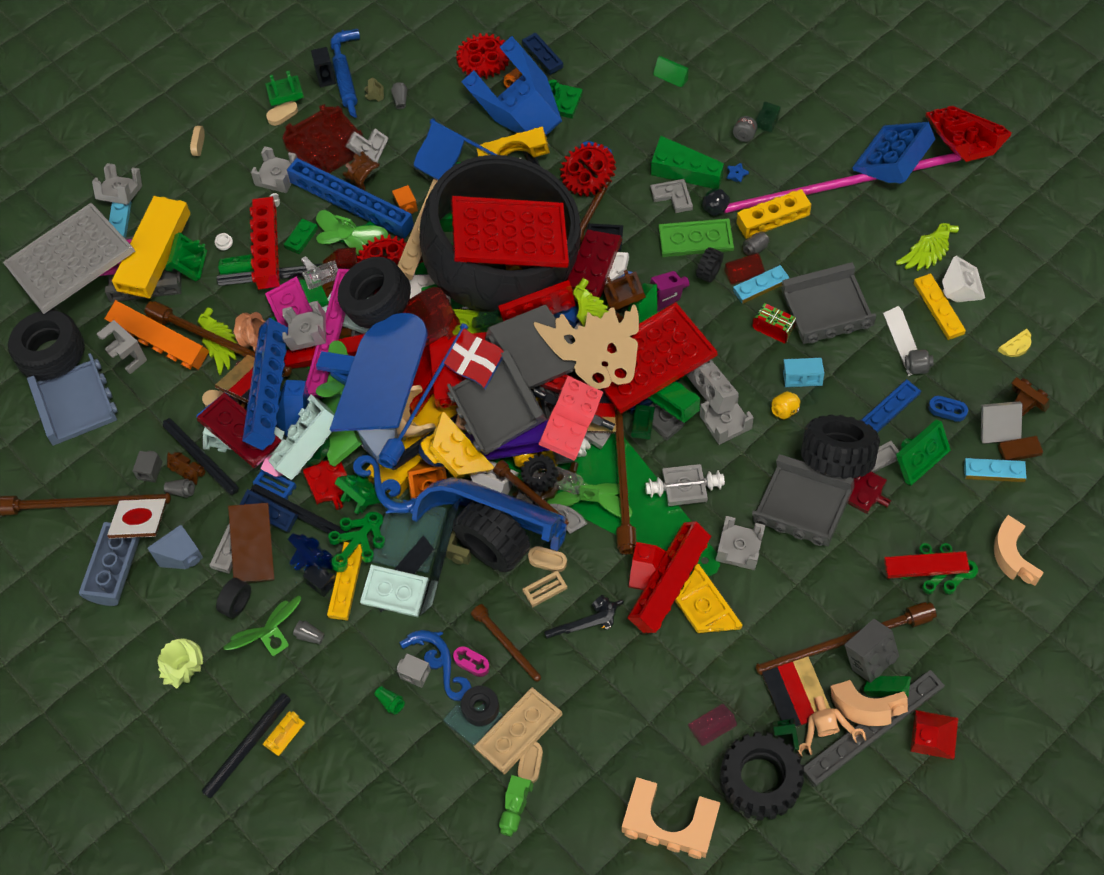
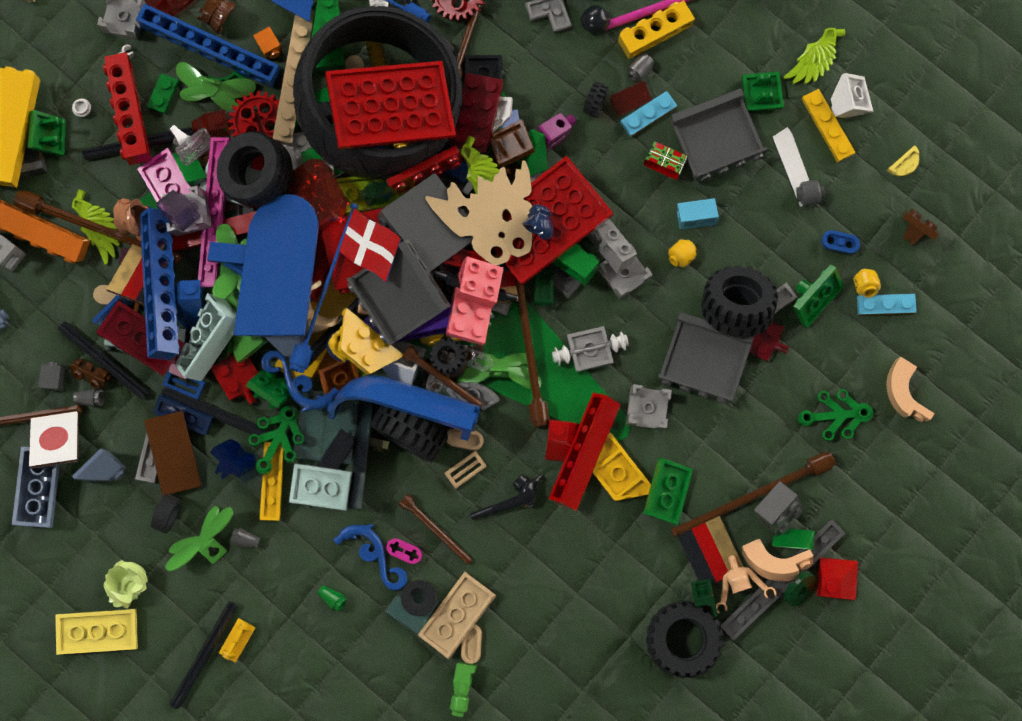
camera: 15 degrees left, 20 degrees up
(141, 709) = (96, 631): none -> light yellow plate
(235, 264) = (99, 134): green slope -> none
(296, 319) = (178, 209): none -> clear purple brick
(319, 579) = (246, 484): black brick -> none
(413, 670) = (350, 567): light grey brick -> none
(642, 353) = (539, 222): none -> dark blue hair
(692, 839) = (627, 702): light nougat arch -> none
(695, 237) = (577, 63): bright green tile -> none
(713, 724) = (635, 589): clear pink slope -> none
(754, 625) = (668, 491): none -> green plate
(875, 272) = (762, 92): none -> green plate
(891, 746) = (799, 591): none -> dark green tile
(892, 405) = (783, 245): blue tile -> none
(926, 564) = (825, 414): red tile -> none
(974, 446) = (867, 283): none -> yellow head
(1001, 422) = (892, 255): light grey tile -> none
(1020, 448) = (910, 279): reddish brown tile -> none

